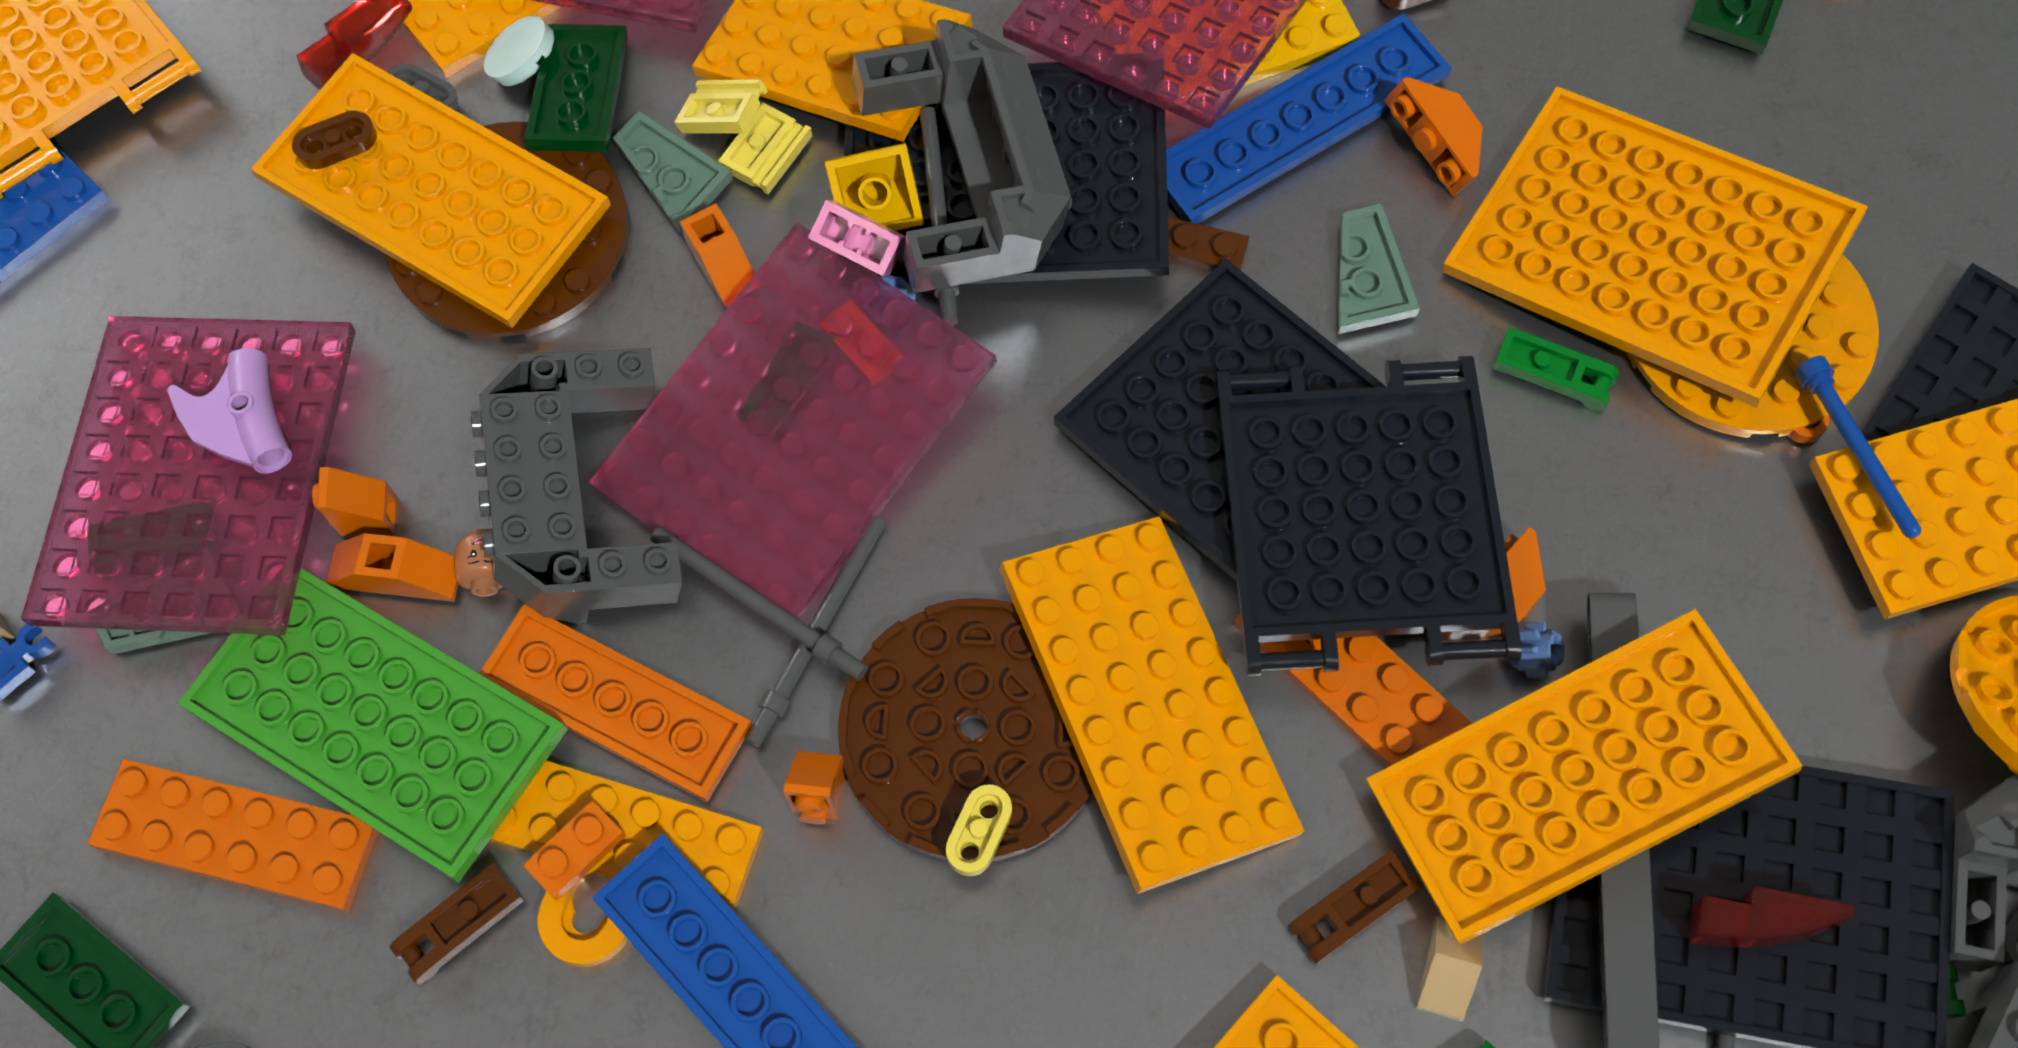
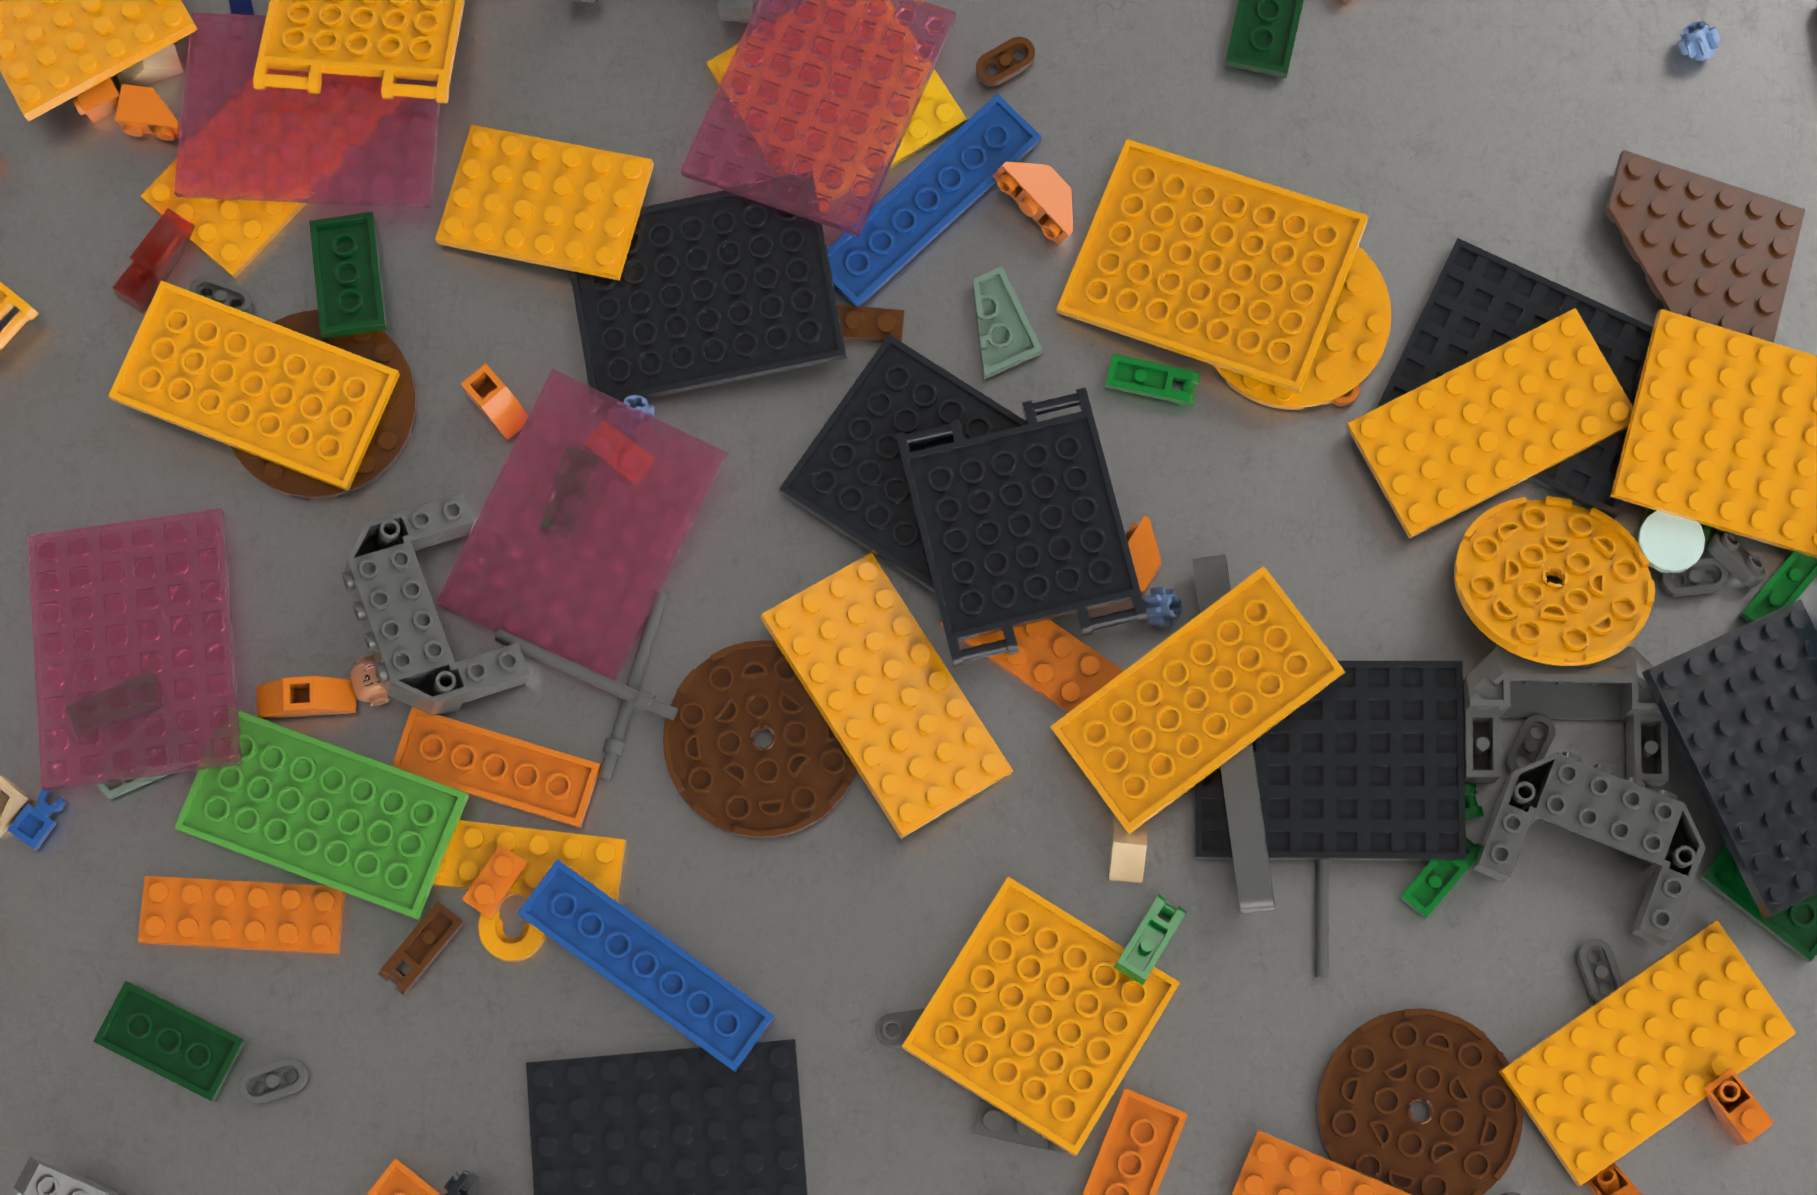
camera: 10 degrees left, 10 degrees up
(237, 415) = (159, 602): lavender pin -> none
(335, 139) = (170, 360): reddish brown plate -> none
(355, 503) = (267, 654): orange slope -> none
(517, 50) = (291, 250): light aqua tile -> none
(670, 168) = (439, 331): sand green wing -> none
(721, 106) = (467, 272): light yellow plate -> none
(766, 148) = (509, 300): light yellow plate -> none
(815, 786) = (658, 803): orange slope -> none
(857, 237) = (603, 374): bright pink brick -> none
(878, 186) = (607, 332): yellow slope -> none
(937, 202) = (676, 396): dark grey bar -> none
(978, 831) = (781, 815): light yellow plate -> none
(998, 143) = (698, 280): dark grey wedge -> none
(1355, 906) = (1056, 817): reddish brown plate -> none
(1763, 919) = (1337, 777): clear red slope -> none
(1817, 378) = (1344, 360): blue piece -> none

